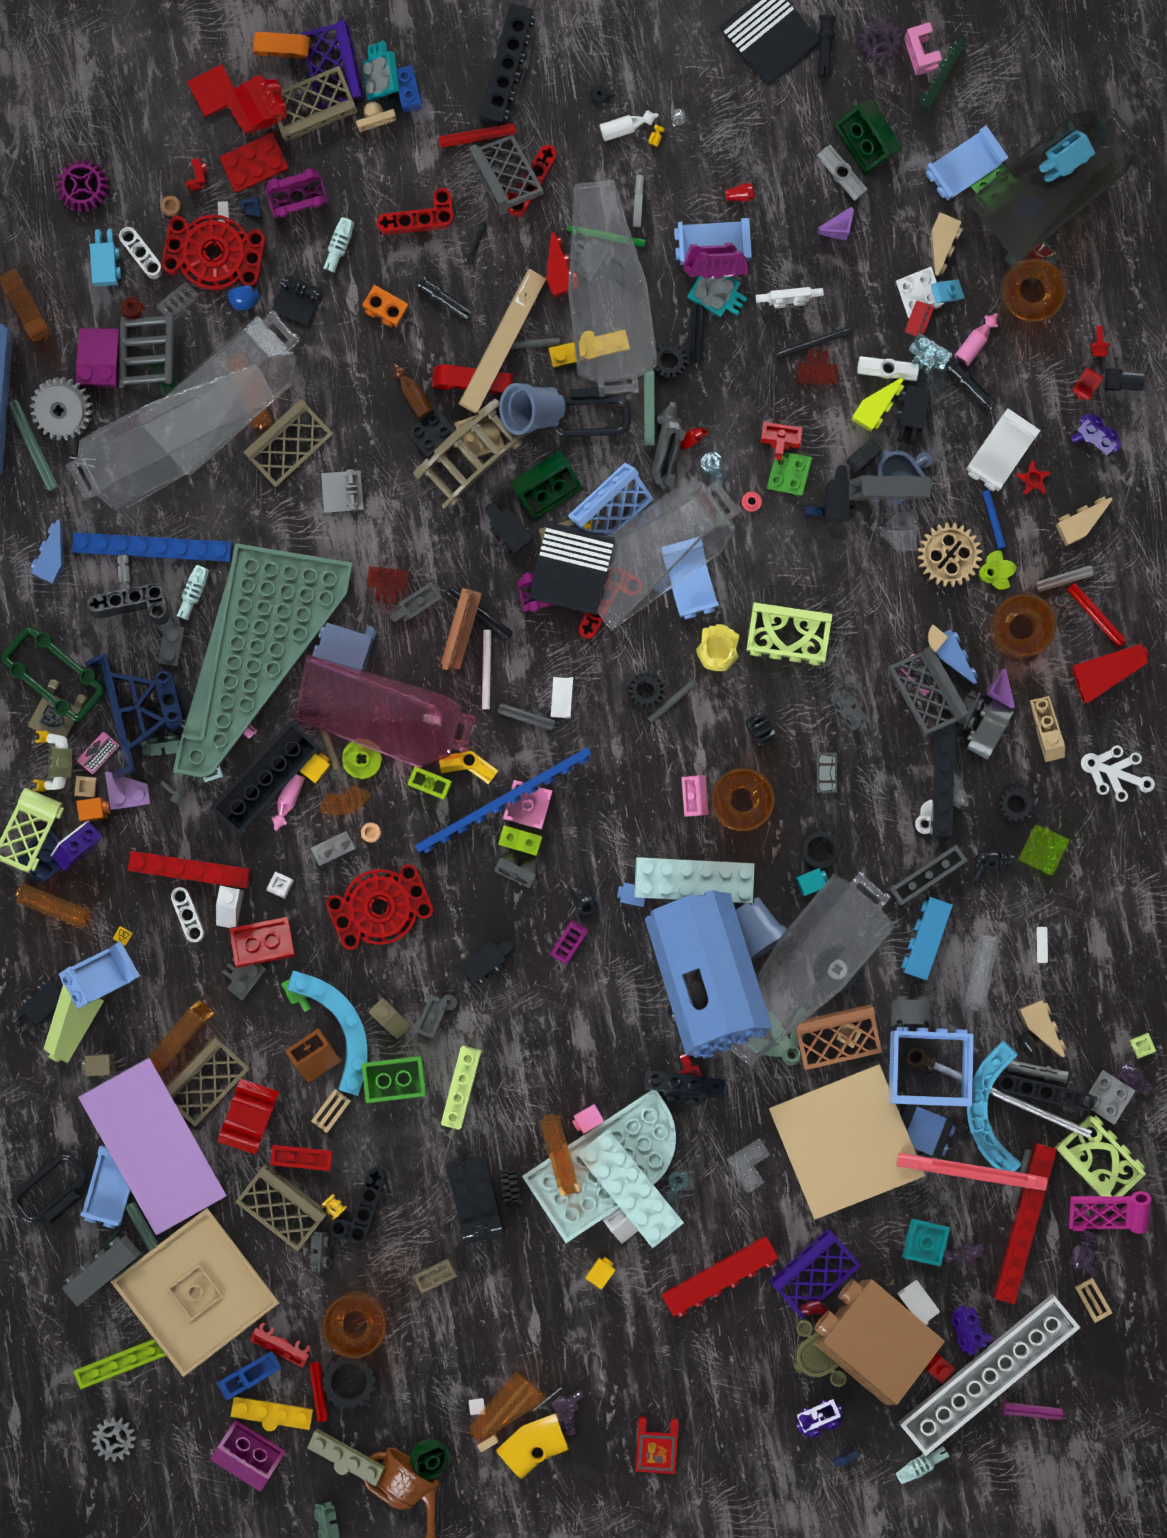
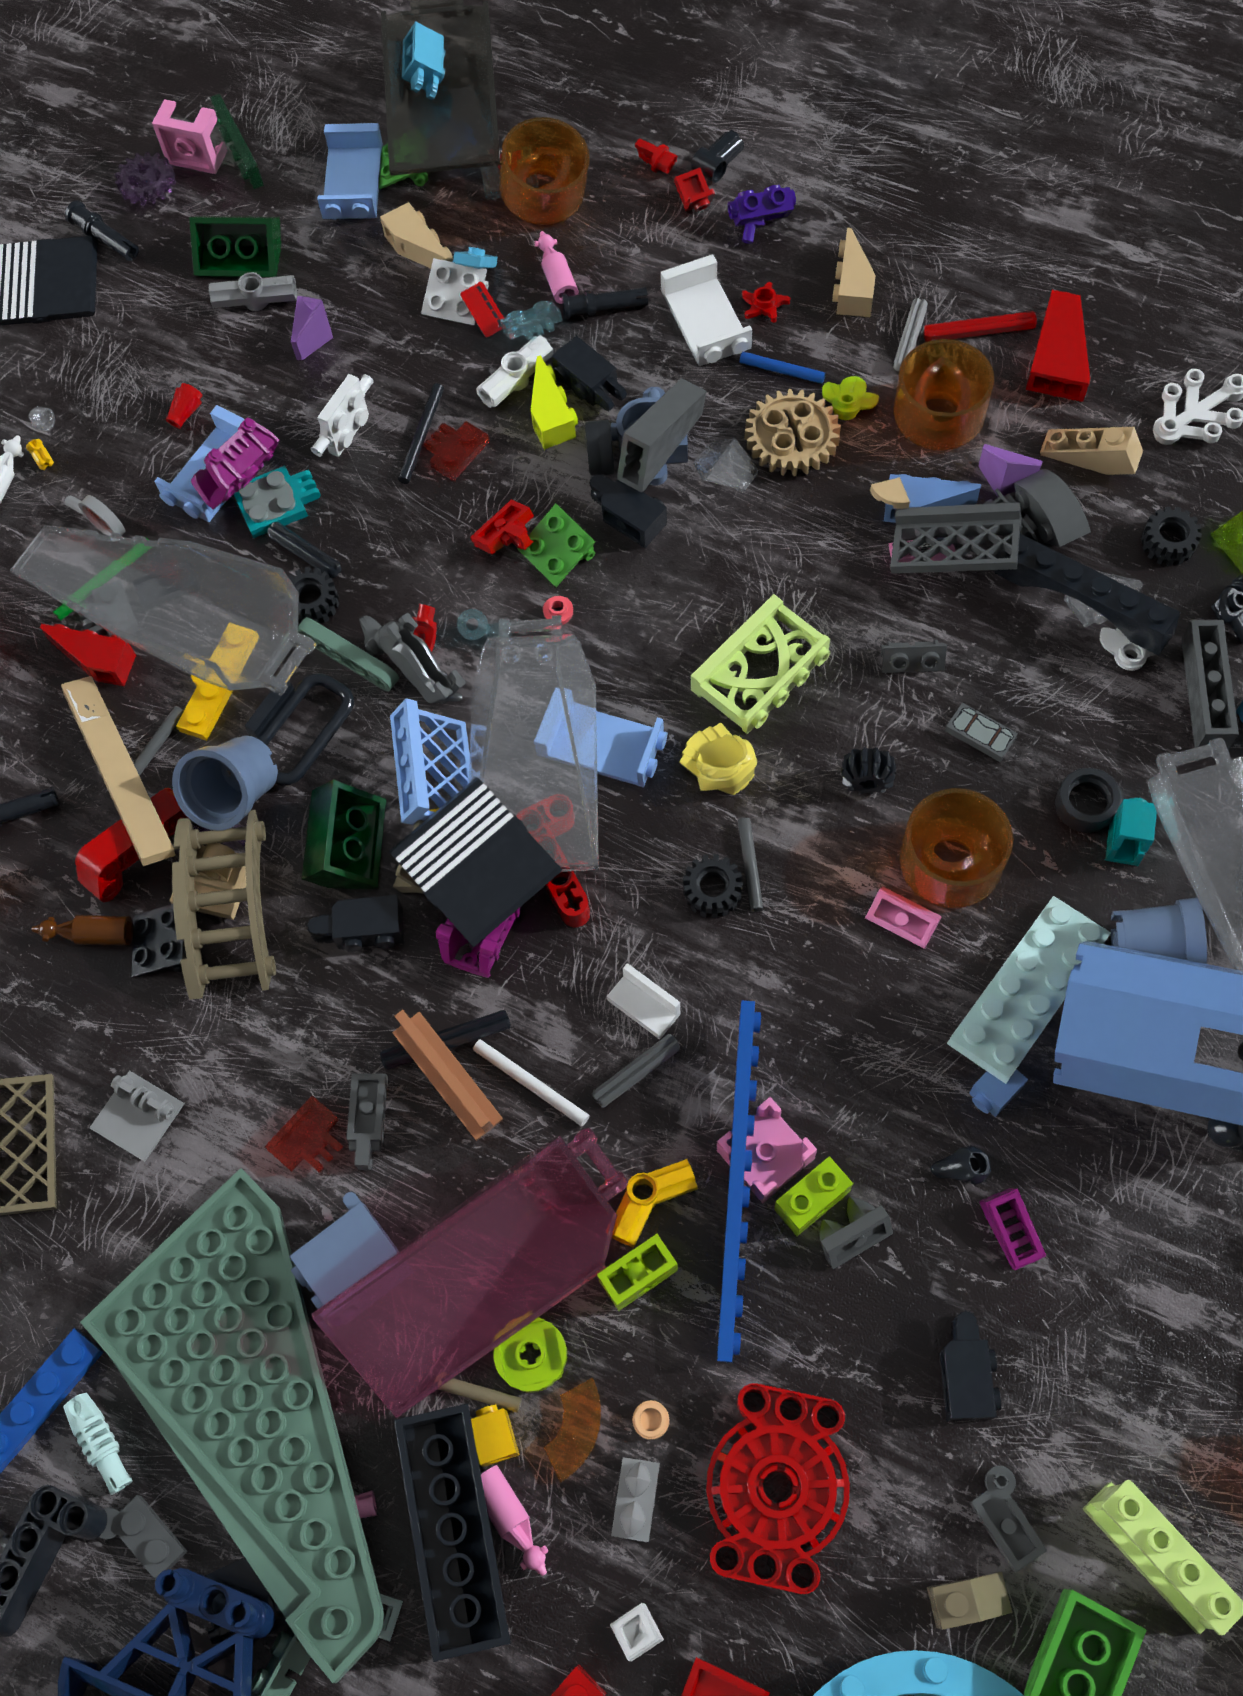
camera: 50 degrees left, 20 degrees down
(813, 511) = (623, 548): dark blue tile -> none

